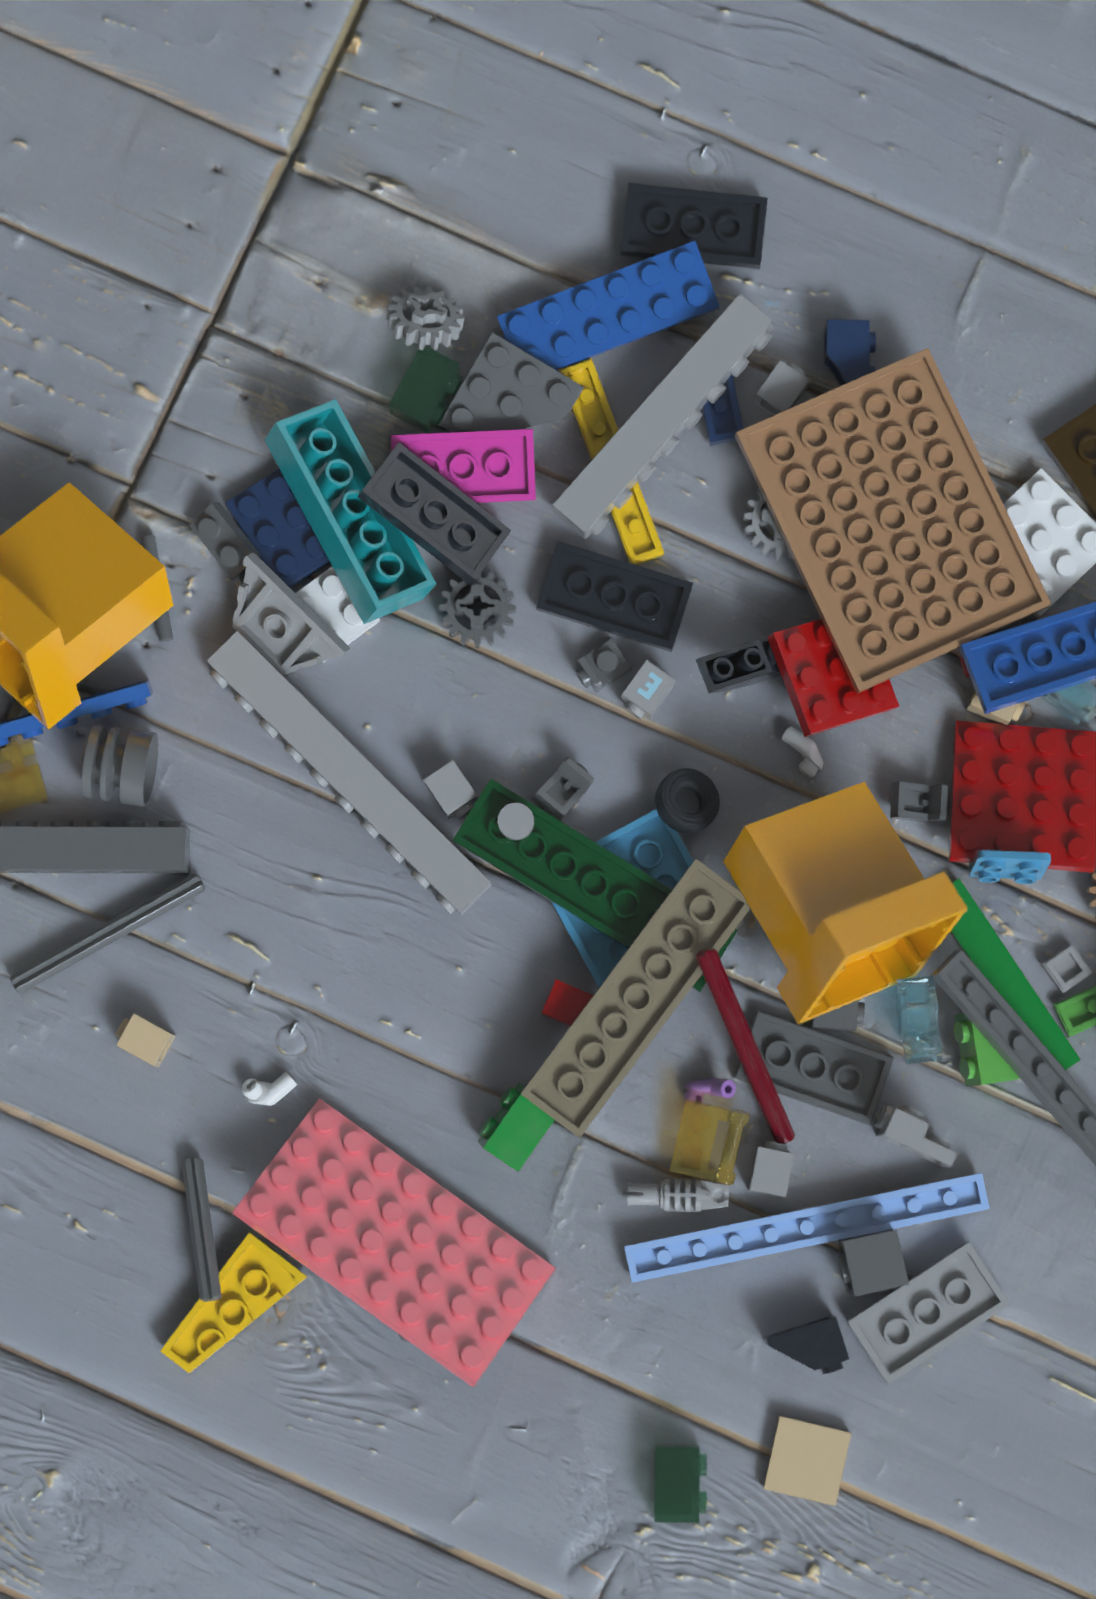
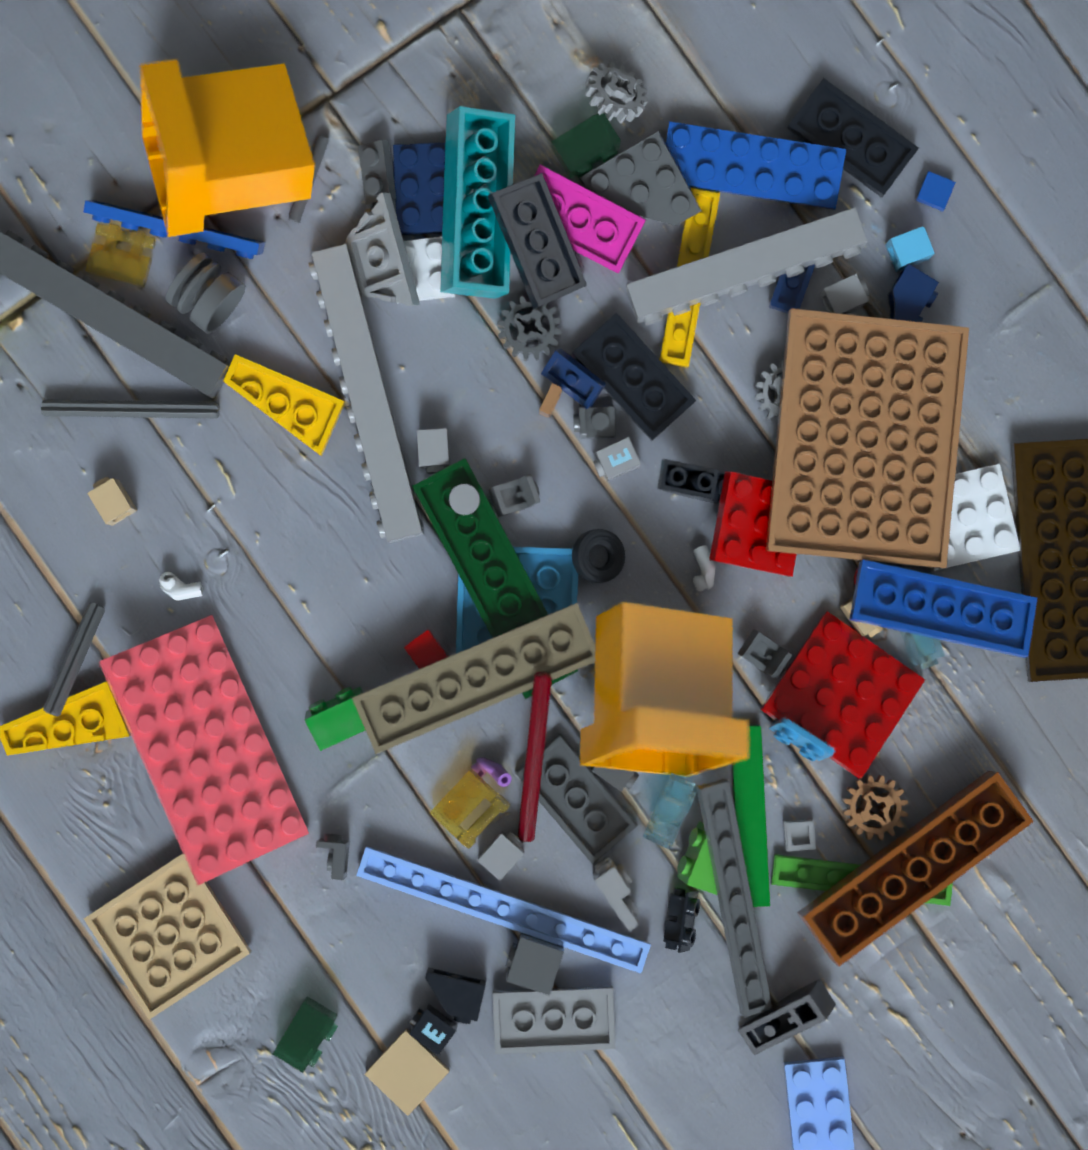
camera: 30 degrees right, 5 degrees up
(274, 830) = (292, 404): none -> yellow wing
(469, 1465) = (167, 936): none -> tan plate
(543, 670) = (550, 400): none -> medium nougat tile
(553, 633) = (573, 378): none -> dark blue plate
(603, 1278) = (338, 860): none -> dark grey bracket
(680, 1194) = (427, 833): light grey hinge -> none
(806, 1397) = (432, 1028): none -> black brick
(810, 231) = (935, 191): none -> blue tile
(819, 303) = (909, 248): none -> medium azure panel
(995, 1115) = (686, 909): none -> black hinge

